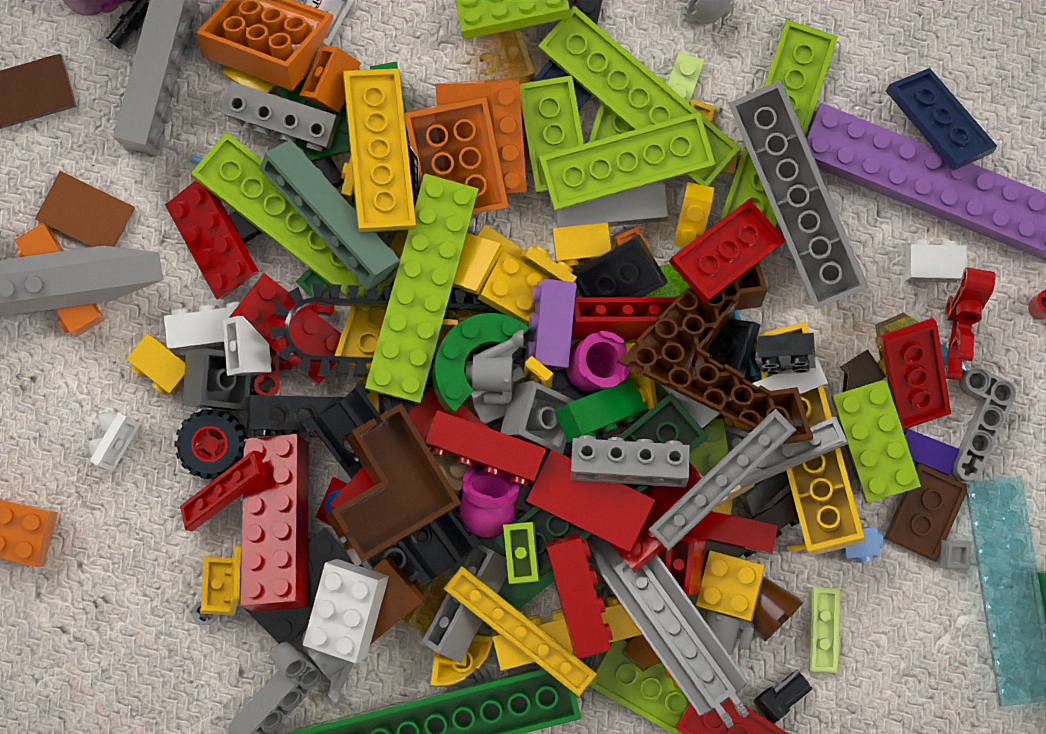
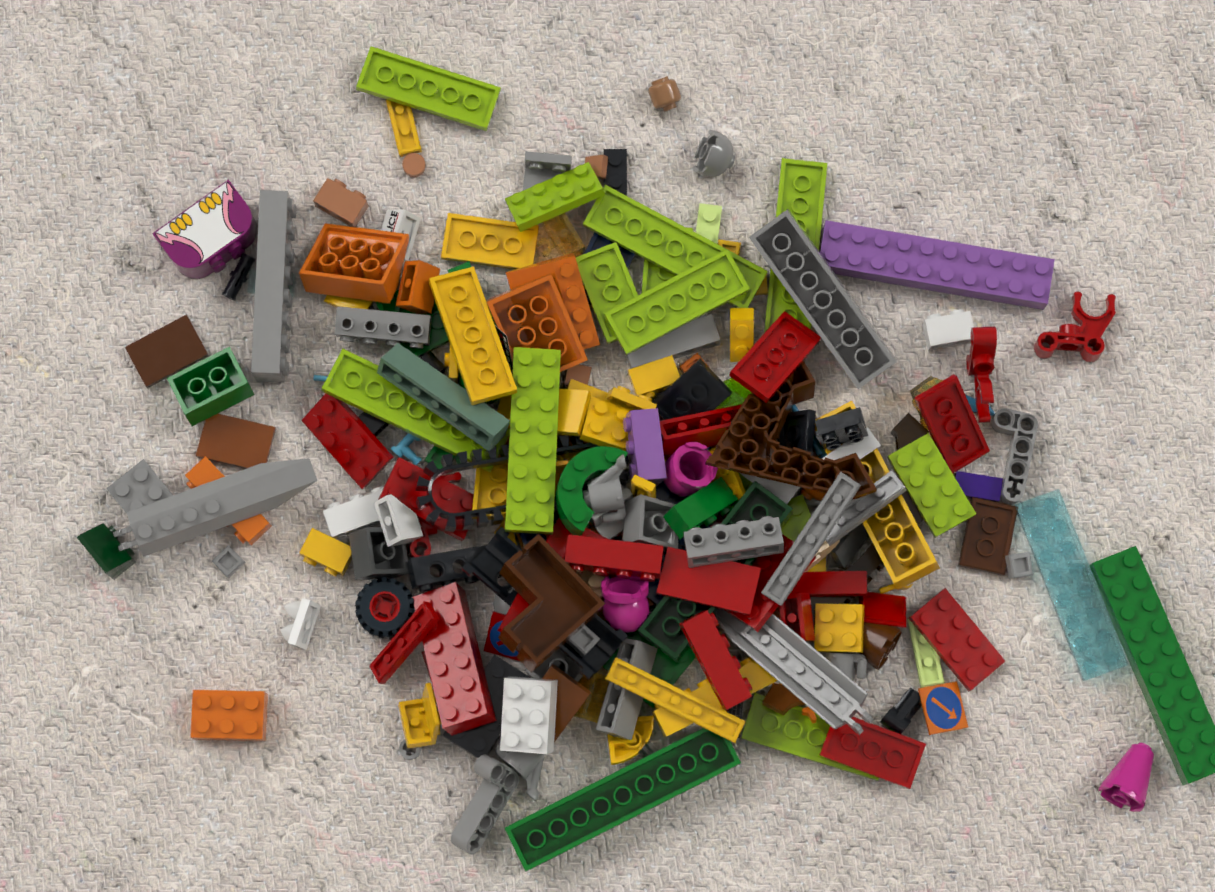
camera: 10 degrees left, 5 degrees down
(46, 350) = (228, 561): none -> light grey tile
(66, 143) = (210, 386): none -> green brick
(273, 263) = (403, 449): none -> medium azure piece
(425, 44) = (488, 242): none -> yellow plate
(428, 538) = (583, 641): none -> light grey tile
(496, 220) = (579, 373): none -> nougat tile
(521, 553) = (662, 634): lime brick -> none
(788, 573) = (884, 609): none -> red piece
(830, 702) = (943, 708): none -> piece
(864, 625) = (956, 639): none -> red plate
(865, 551) = (942, 576): light blue brick -> none
(941, 119) = (926, 212): dark blue plate -> none

